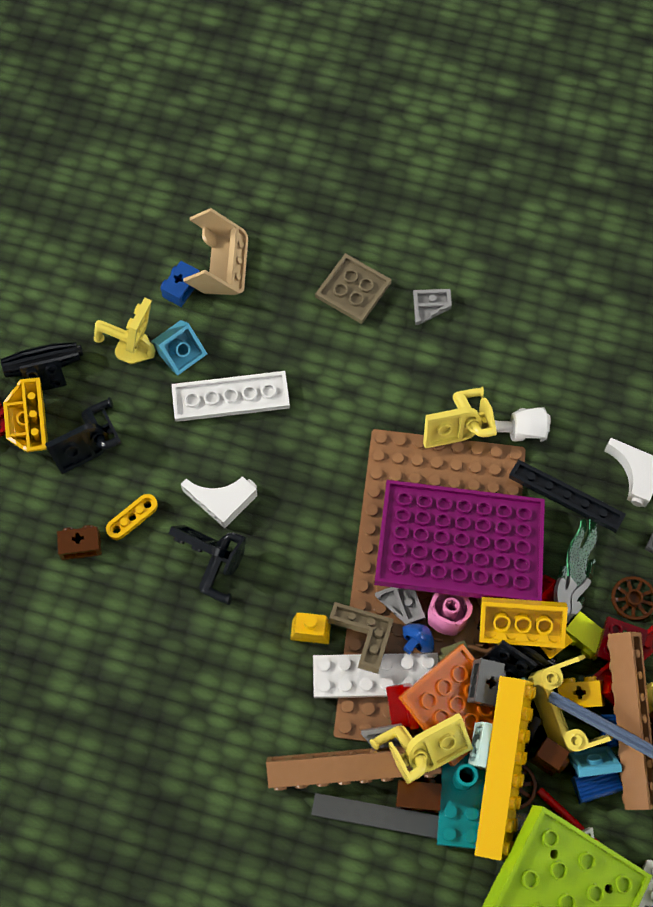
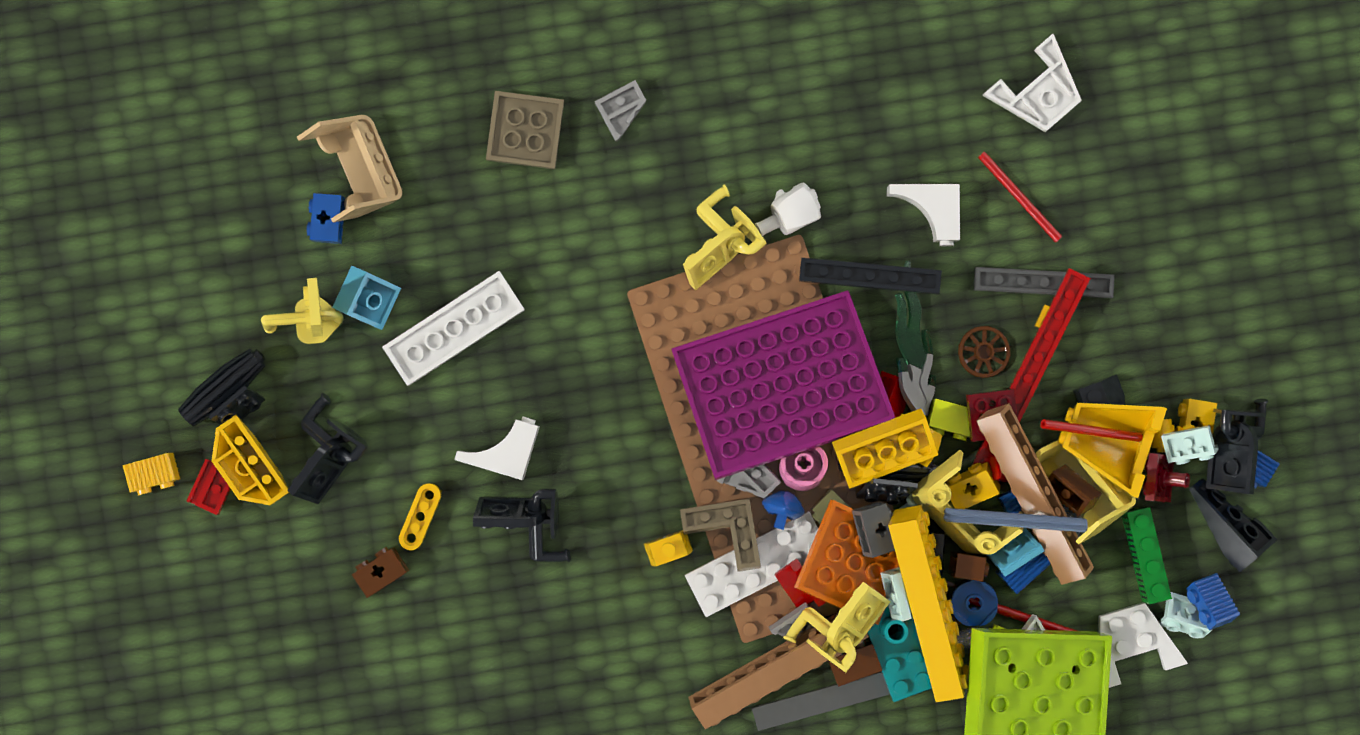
camera: 30 degrees left, 20 degrees up
(547, 781) = (974, 616): none -> blue plate

